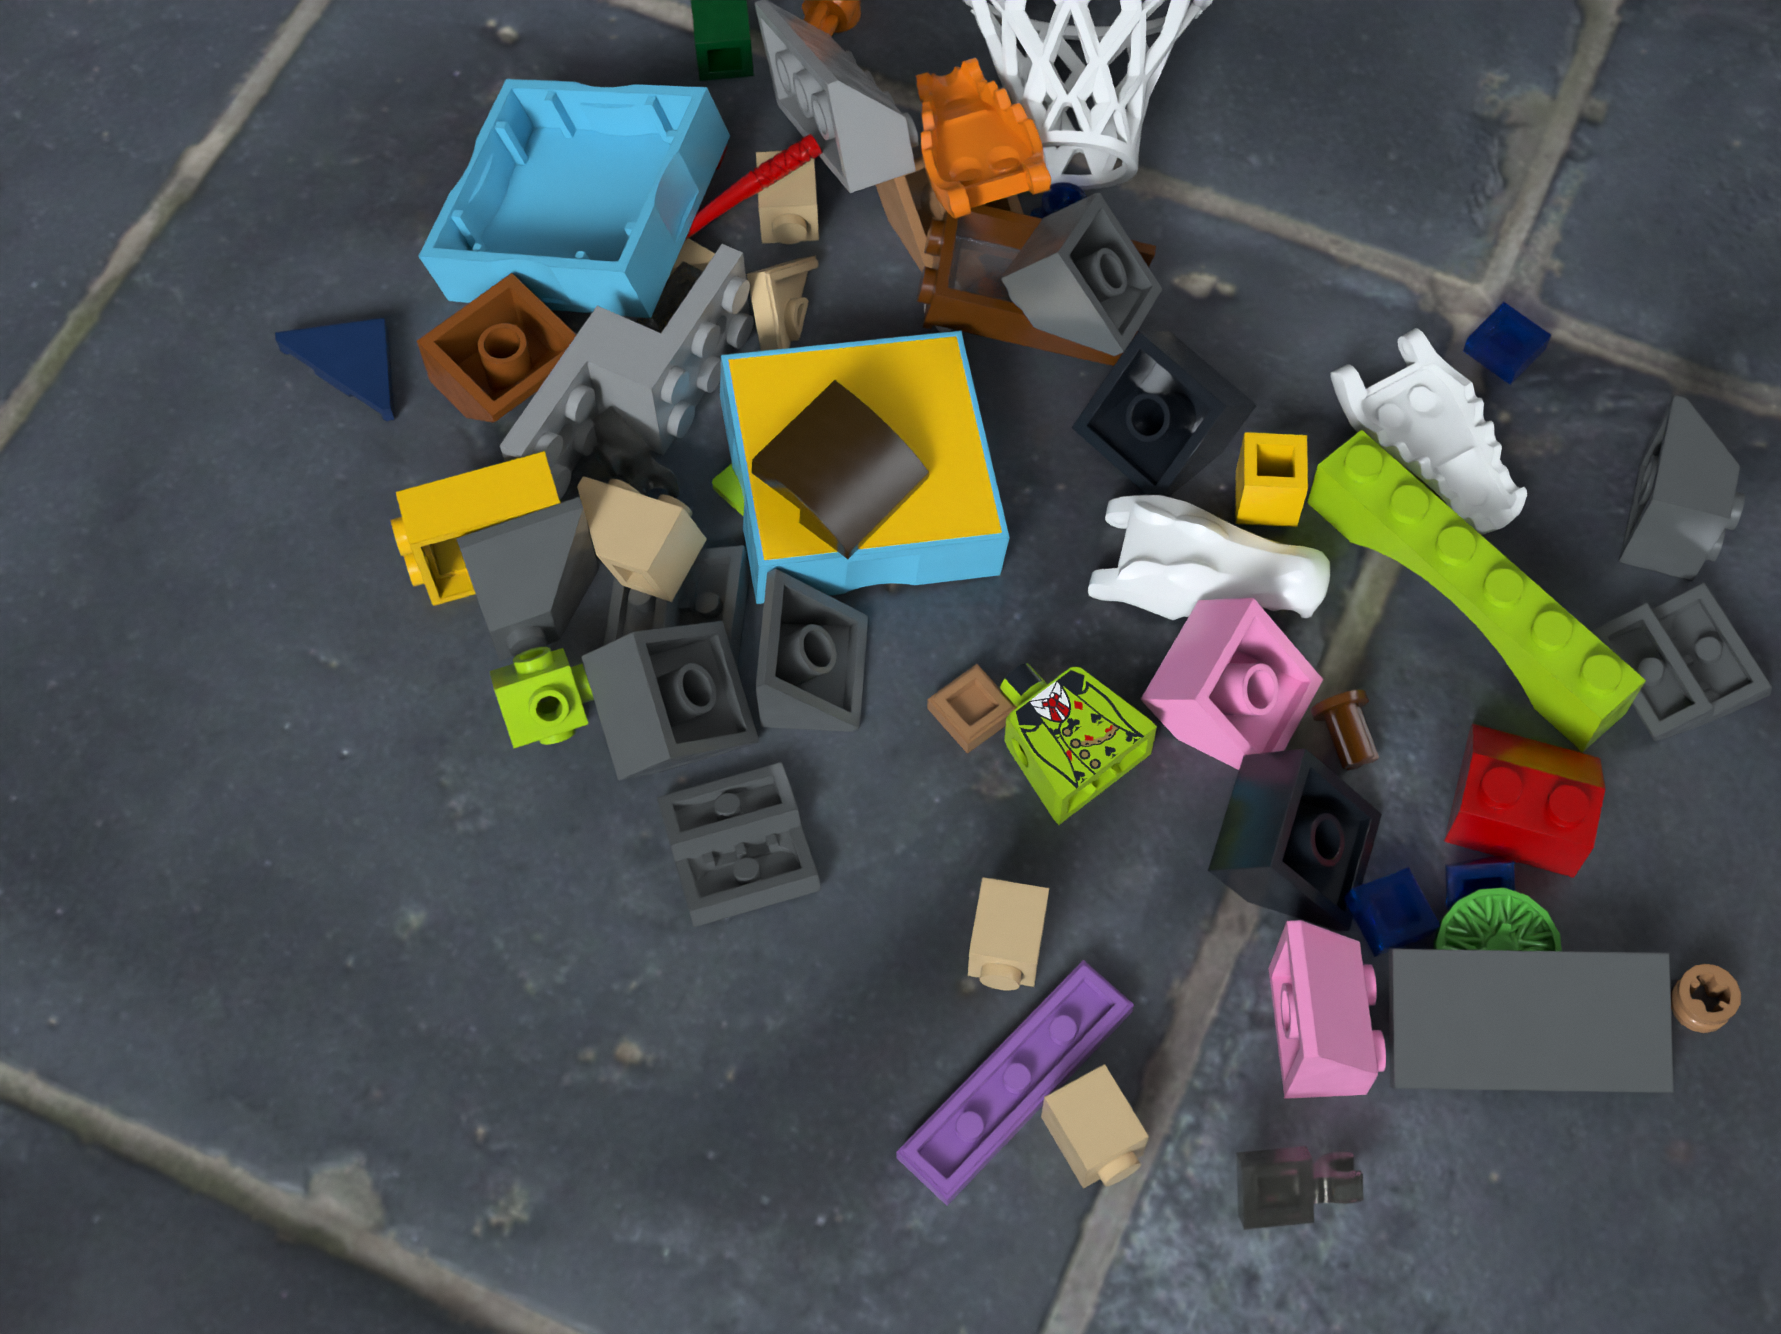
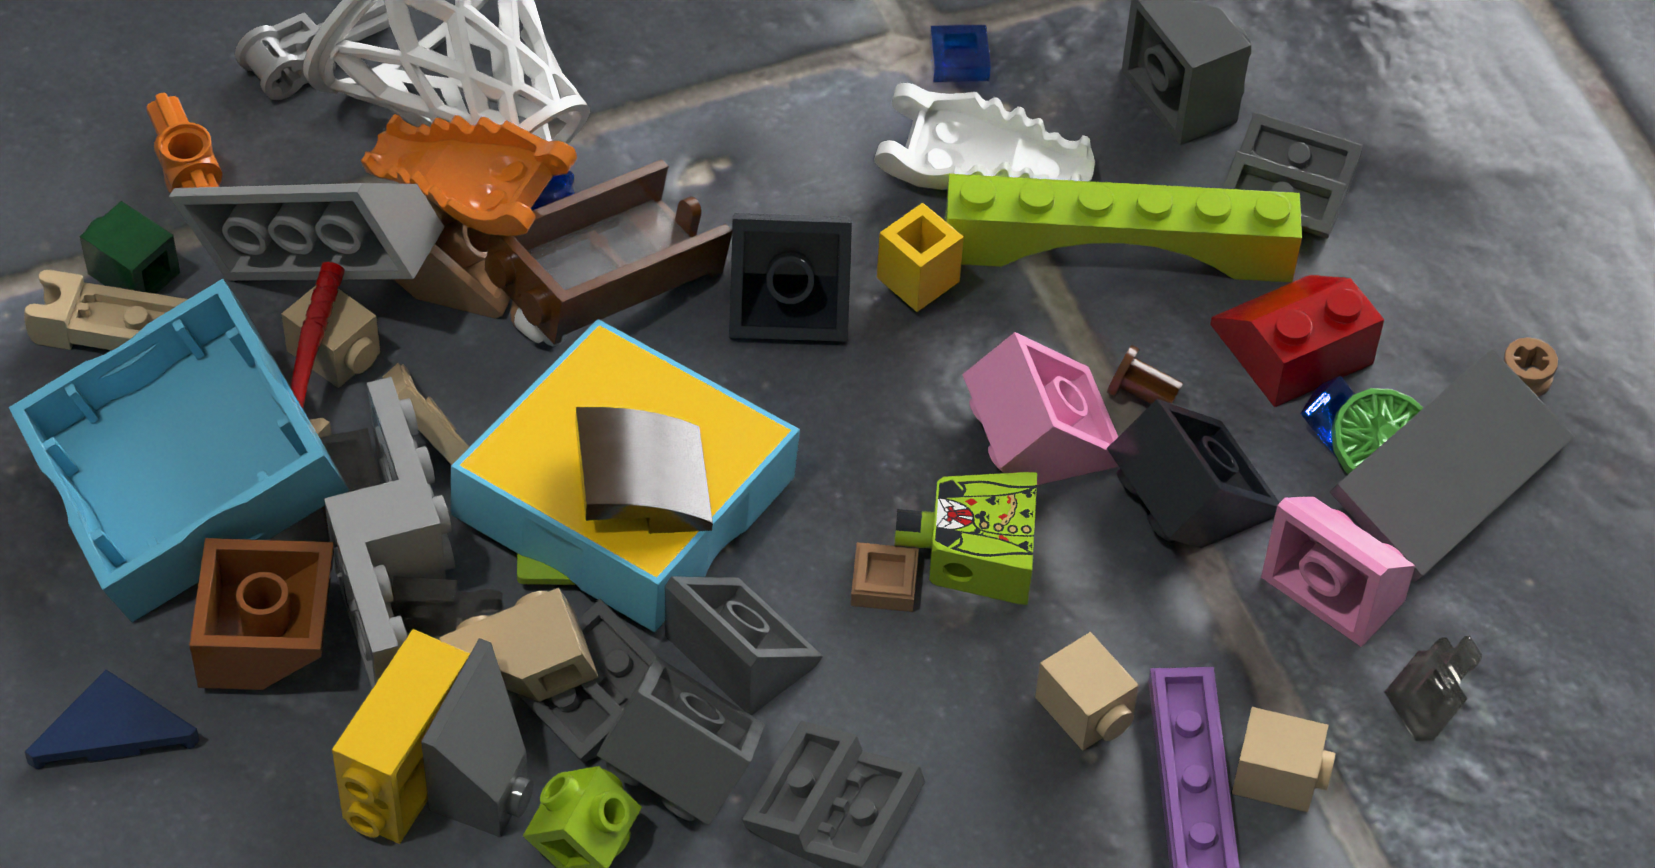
camera: 50 degrees left, 10 degrees down
(655, 58) = (90, 312): none -> tan plate
(1083, 278) = (651, 211): dark grey slope -> none
(1188, 555) = (920, 355): white animal -> none
(1391, 911) = (1301, 469): clear blue plate -> none

